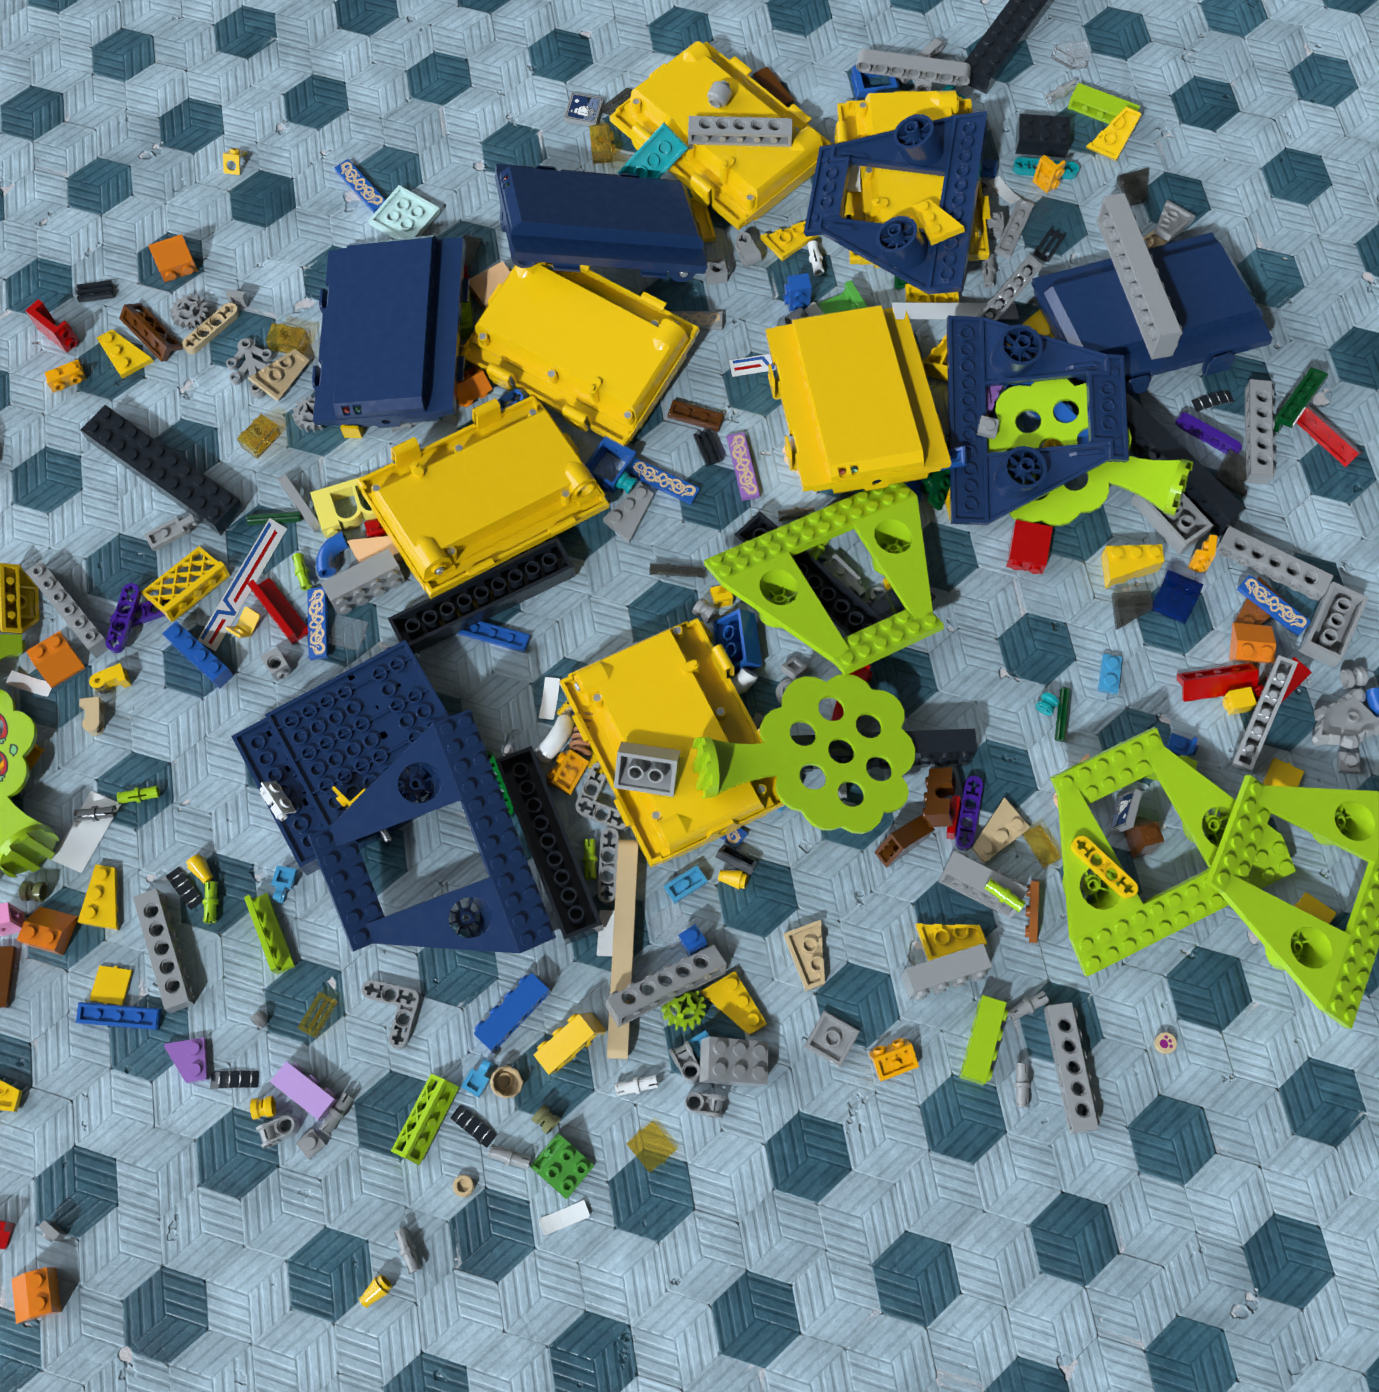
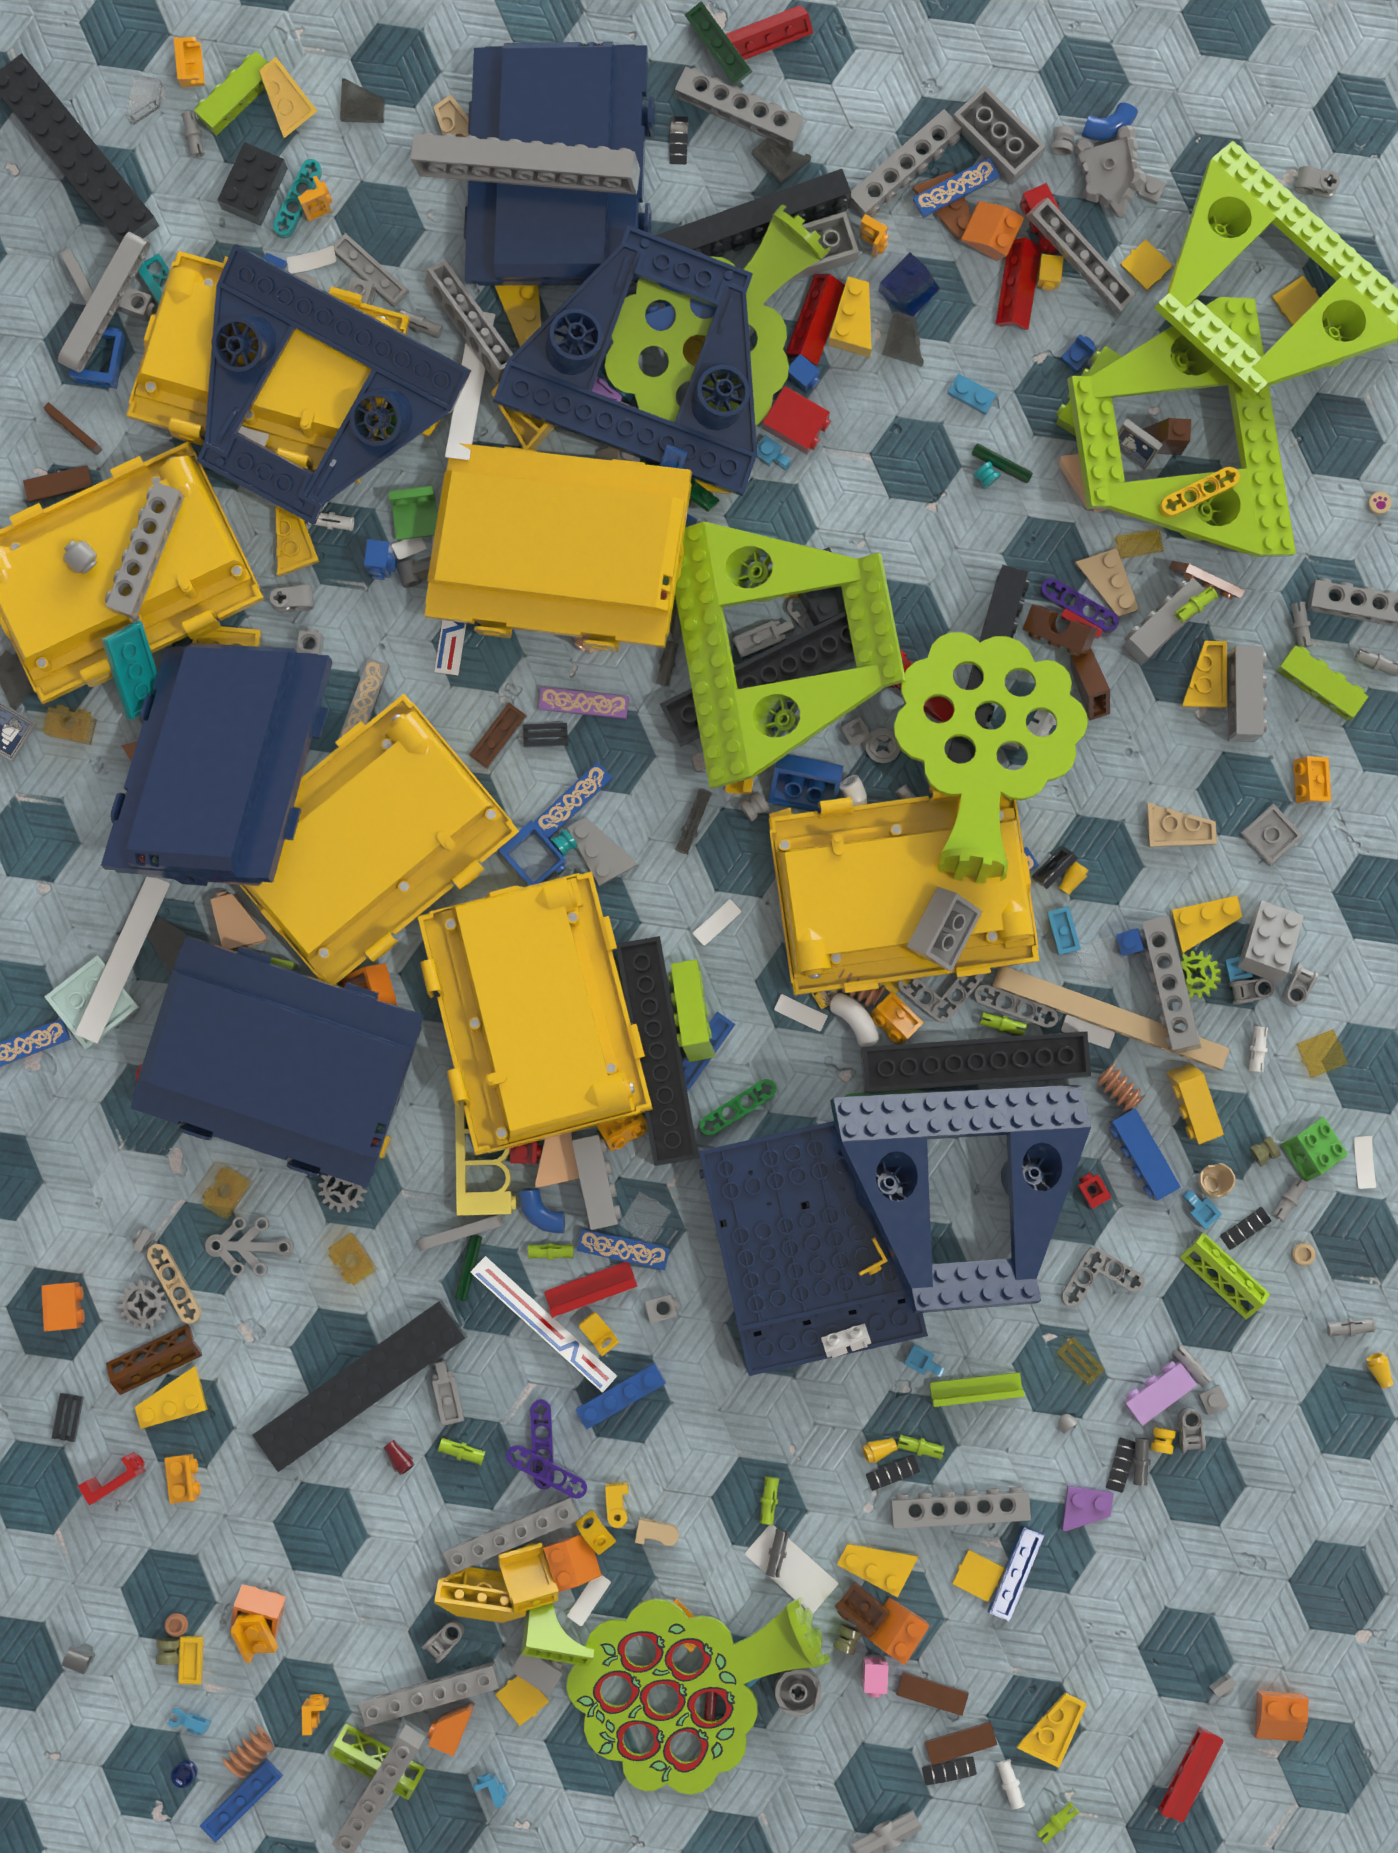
camera: 70 degrees left, 15 degrees up
(32, 626) = (527, 1577): none -> yellow panel
(59, 894) = (862, 1610): none -> reddish brown bracket
(80, 671) = (597, 1535): none -> yellow bracket
(112, 513) = (399, 1458): none -> dark red cone
(128, 556) = (461, 1451): none -> lime pin
(193, 591) = (540, 1384): yellow fence -> none
(240, 1094) = (1141, 1461): none -> dark grey pin
(280, 374) = (275, 1212): tan wing -> none
(410, 590) = (623, 1131): none -> light orange bracket
(439, 223) = (122, 959): none -> white sticker
(457, 673) = (735, 1103): none -> green beam
(460, 976) = (1099, 1196): none -> red brick
(511, 397) = (405, 944): blue beam -> none
(522, 610) = (691, 1010): none -> lime wedge
(562, 972) = (1119, 1088): none -> nougat piece
(602, 614) = (717, 922): none -> white sticker
(816, 83) = (72, 428): none -> reddish brown tile
(936, 222) = (365, 365): yellow wing -> none
(987, 427) = (646, 409): light grey plate -> none
(995, 537) = (770, 451): none -> dark azure plate
(1055, 235) = (397, 224): black tile -> none
(1069, 540) = (803, 374): none -> blue brick
(1097, 537) = (816, 318): none -> red panel
(1112, 73) = (189, 62): none -> light orange hinge
(1172, 221) = (430, 83): light grey wing -> none
(1208, 434) = (723, 165): dark purple beam -> none

